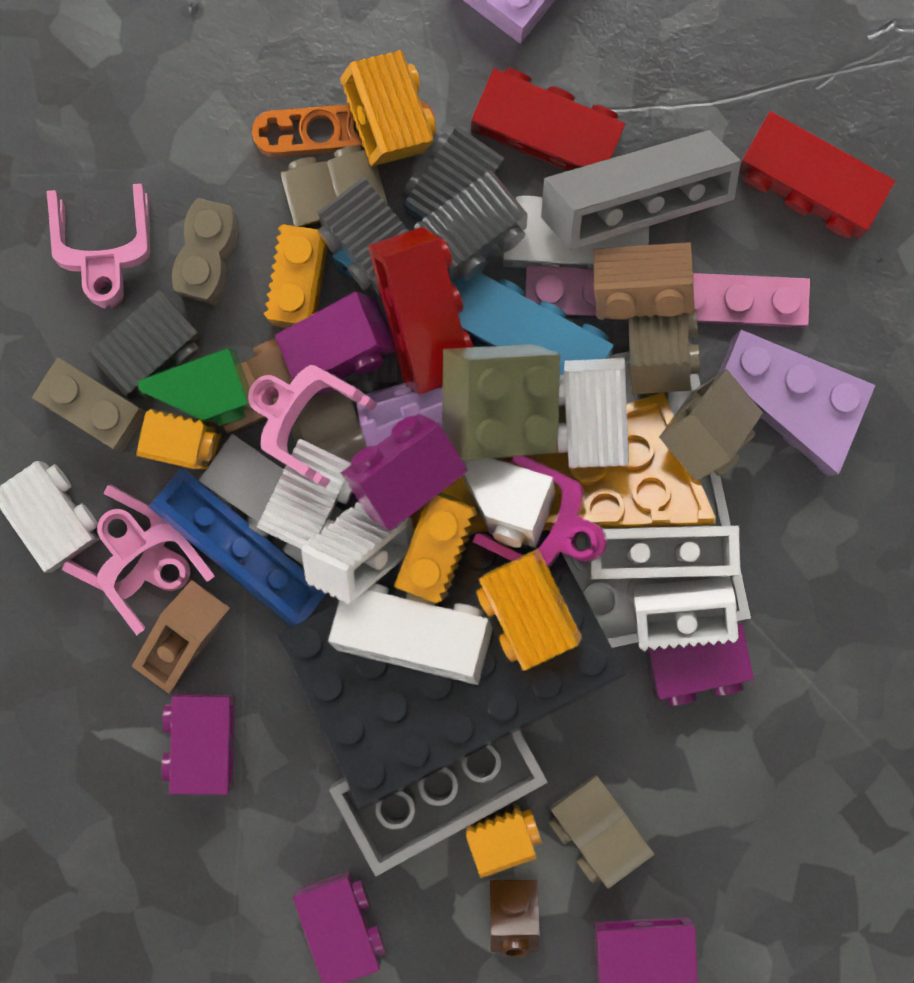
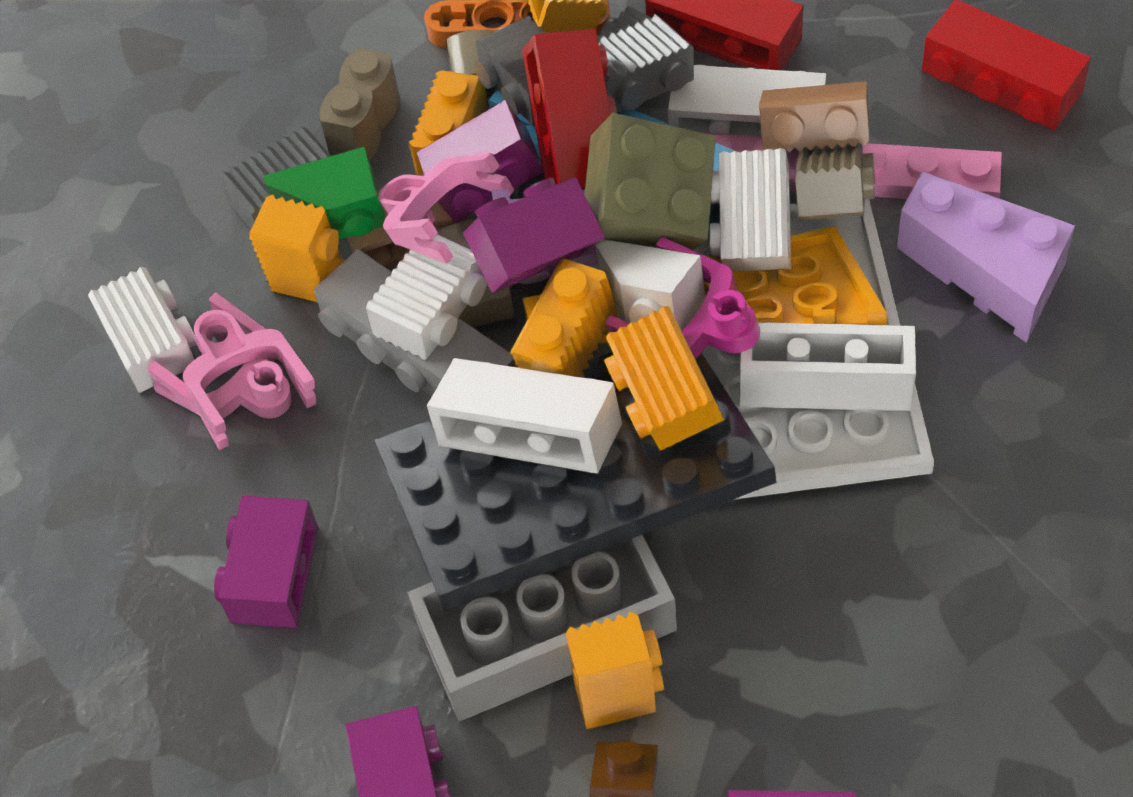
camera: 15 degrees right, 30 degrees down
(89, 405) = (209, 228): dark tan brick -> none
(101, 265) = (253, 116): bright pink piece -> none
(180, 636) = (265, 447): medium nougat slope -> none
(237, 548) = (341, 357): blue plate -> none
(353, 553) = (468, 325): white brick -> none
(600, 832) = (741, 688): dark tan brick -> none
(639, 189) = (814, 46): light grey brick -> none
(685, 613) = (852, 426): white brick -> none
(691, 669) = (870, 506): magenta brick -> none
(712, 426) = (886, 242): dark tan brick -> none

